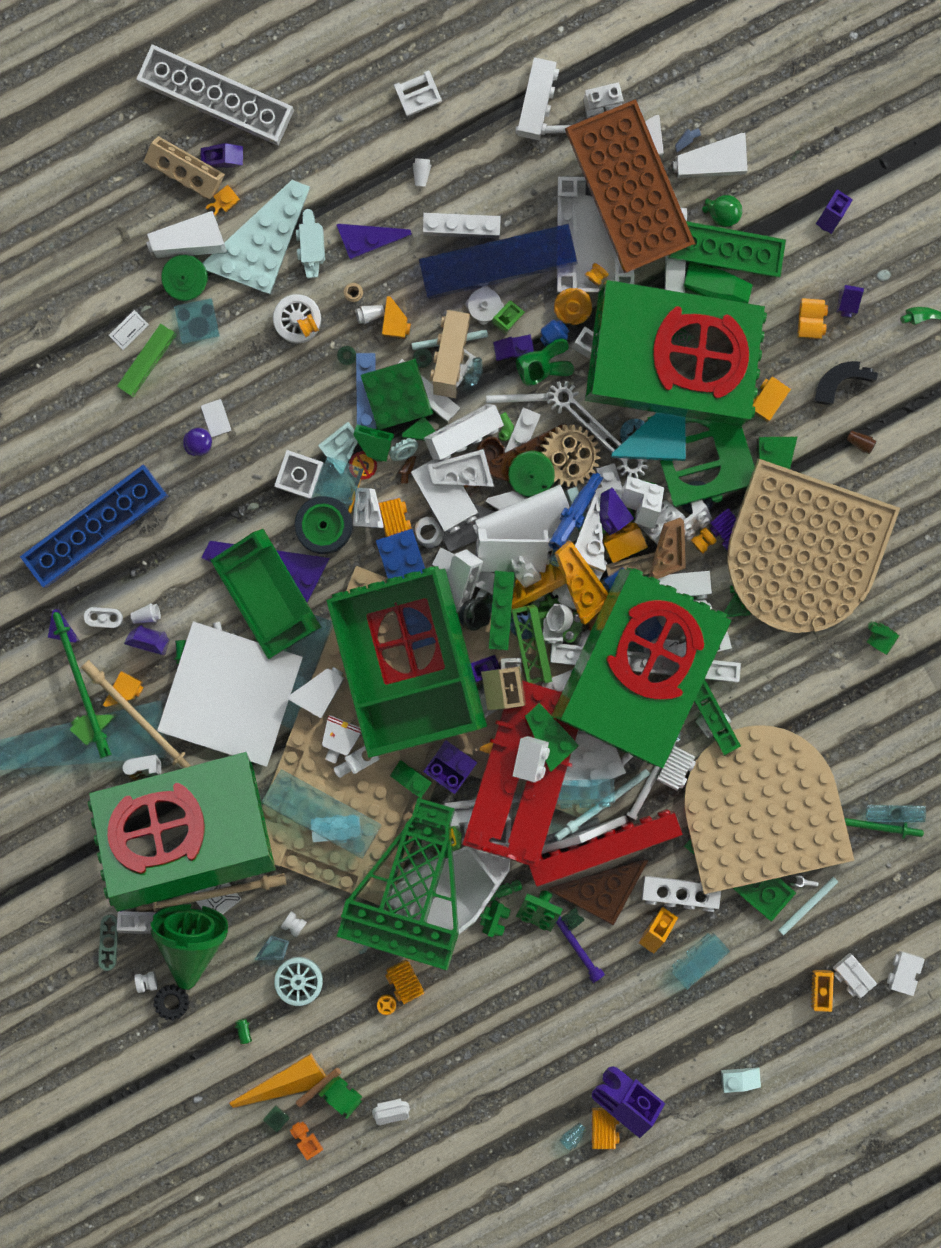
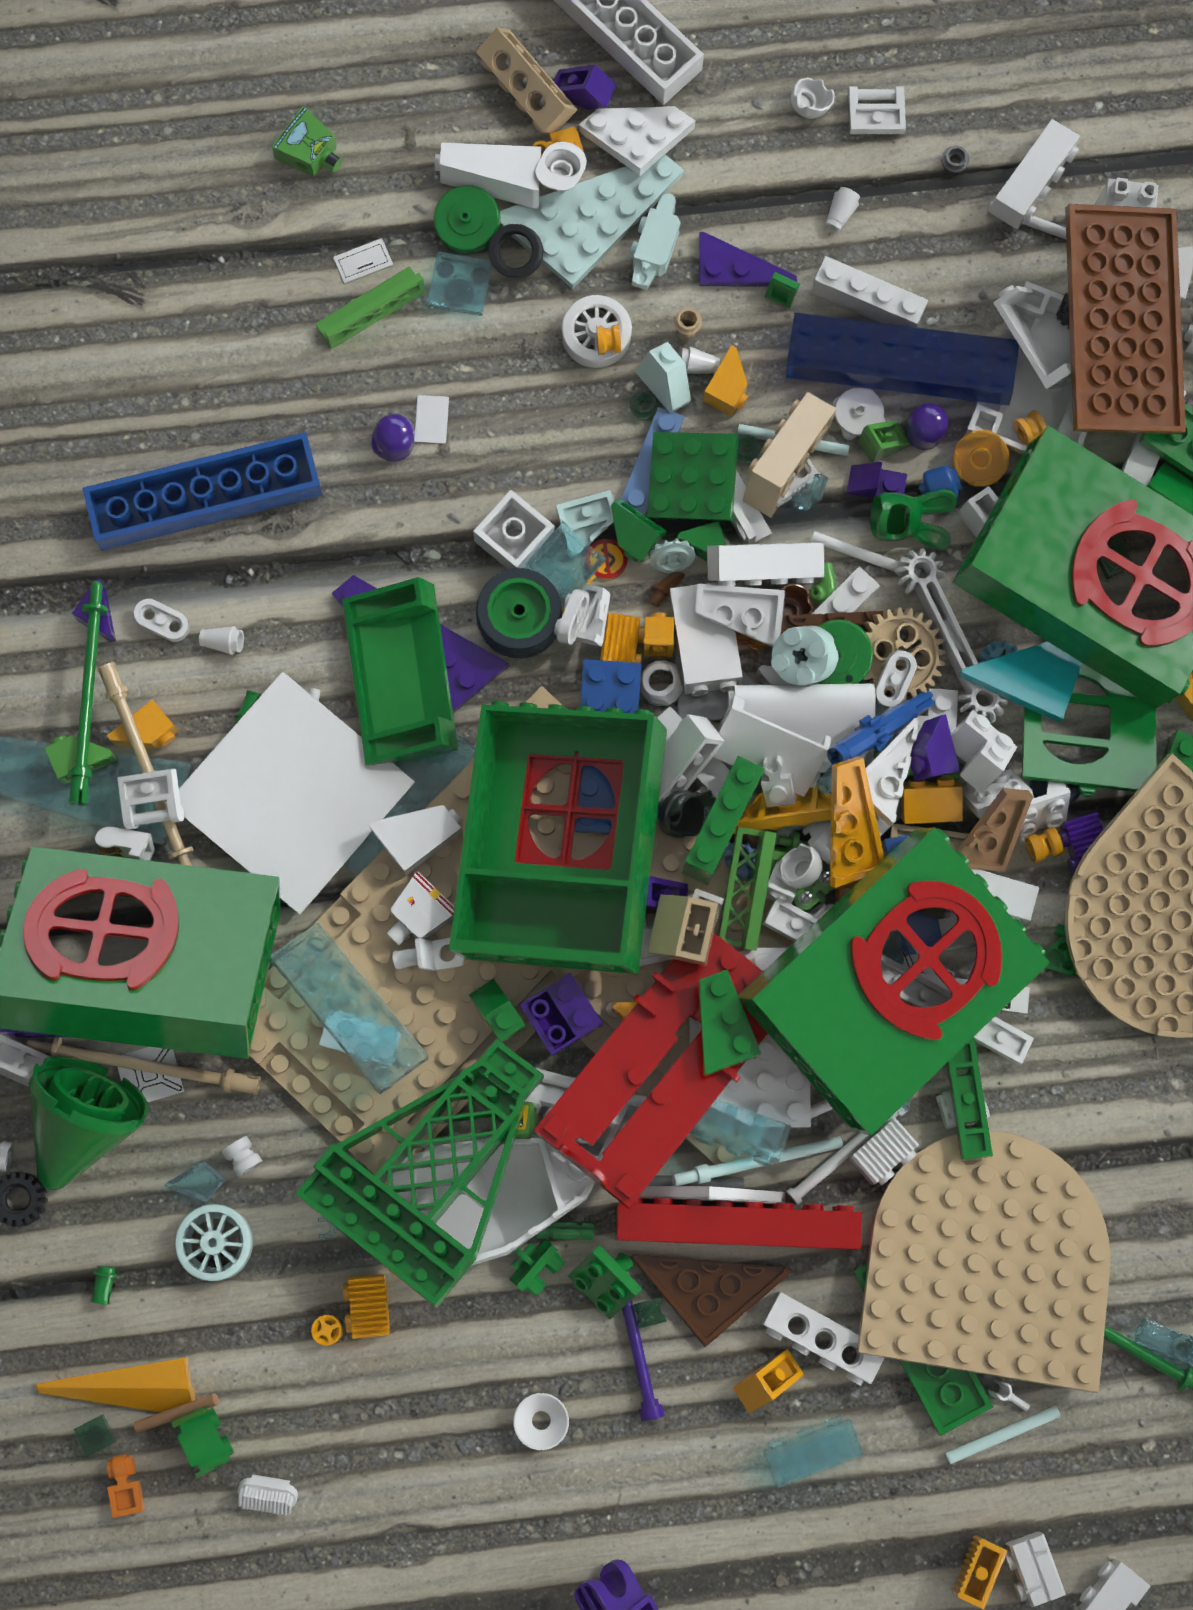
camera: 15 degrees right, 10 degrees down
(61, 268) = (307, 145): none -> bright green torso
(144, 728) = (150, 788): none -> white plate
(148, 640) = (208, 674): dark purple slope -> none
(226, 272) = (496, 242): none -> black tyre
(231, 220) = (561, 166): none -> white piece
(270, 173) = (637, 134): none -> white plate
(354, 333) = (666, 377): none -> light aqua slope
(357, 509) = (570, 623): none -> white plate
(372, 103) = (811, 98): none -> white hair
(404, 243) = (782, 290): none -> green tile
(415, 503) = (659, 635): none -> light orange slope
(481, 101) = (955, 152): none -> flat silver plate
(511, 485) = (788, 657): none -> light aqua brick
(530, 298) = (926, 426): none -> dark purple helmet
(531, 759) = (684, 1044): white brick -> none
(533, 1017) = (534, 1437): none -> white piece
(572, 474) = (897, 679): none -> white plate
(573, 220) = (1006, 306): none -> white panel

